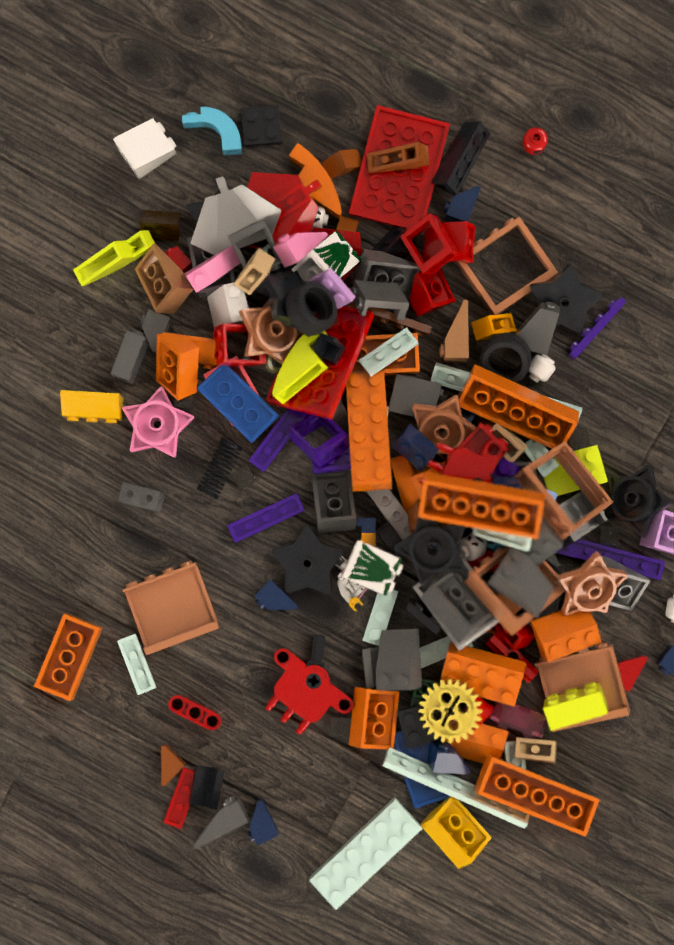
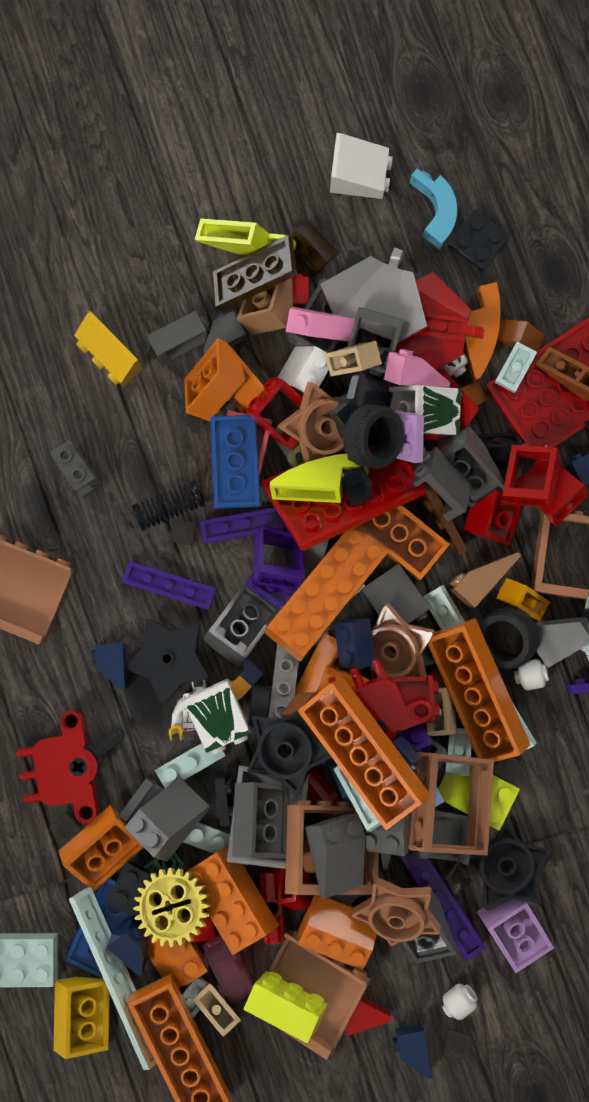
camera: 45 degrees right, 0 degrees up
(141, 273) = (254, 273): none -> dark brown plate
(145, 415) = (147, 401): bright pink plate -> none
(358, 185) = (515, 367): none -> light aqua plate
(388, 352) = (408, 537): light aqua plate -> none
(472, 547) = (324, 779): white head -> none

